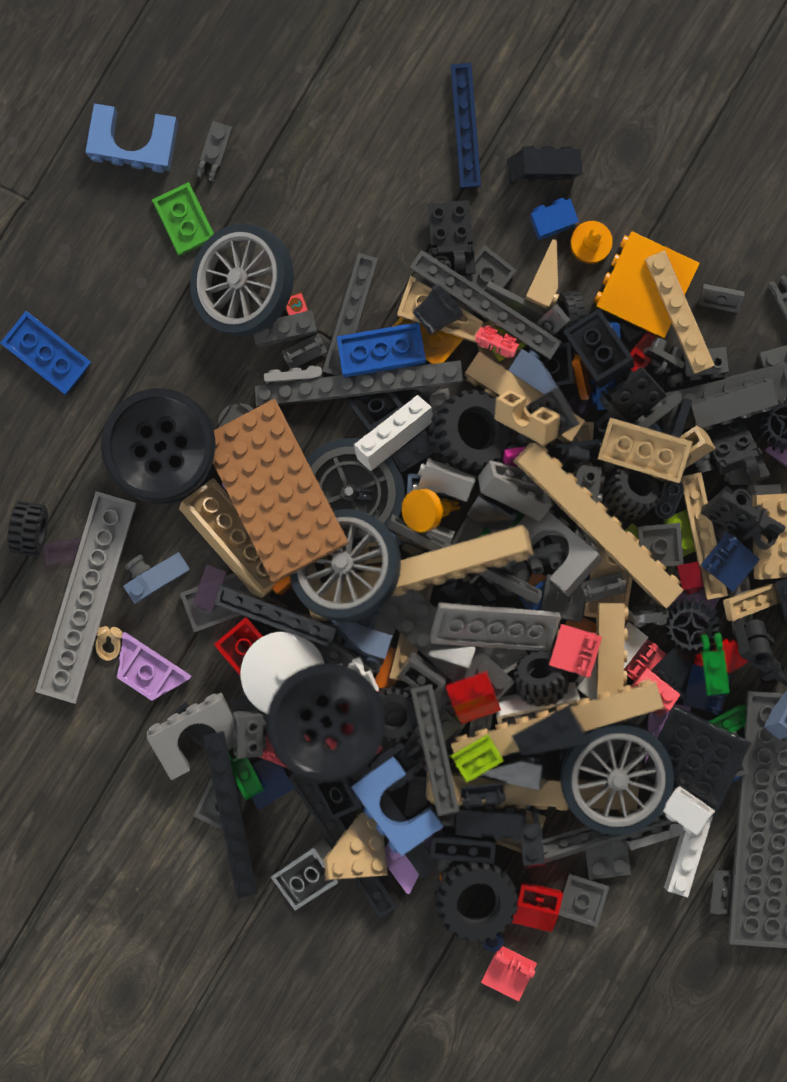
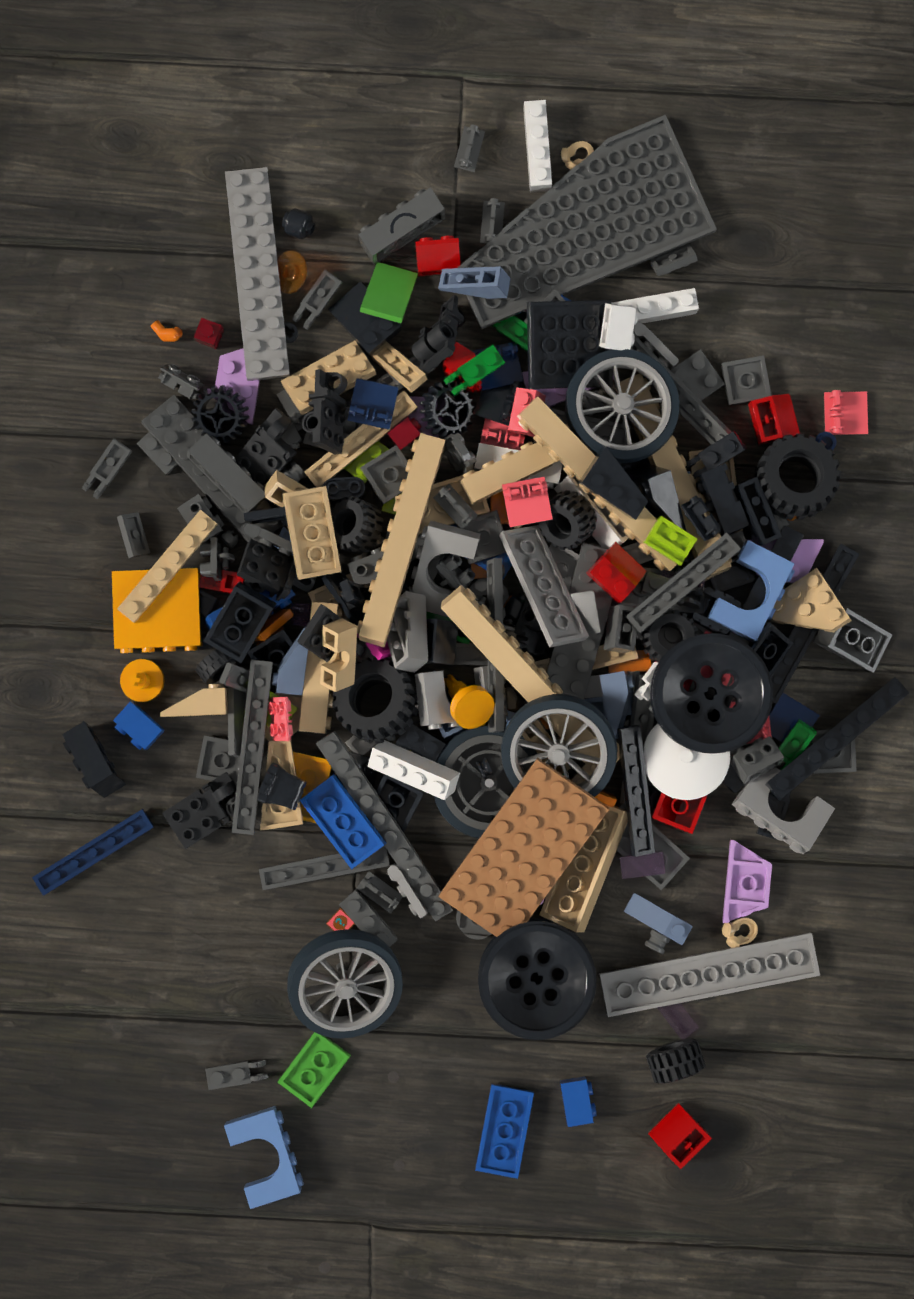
camera: 115 degrees left, 0 degrees up
(39, 427) = (577, 1101): none -> blue brick

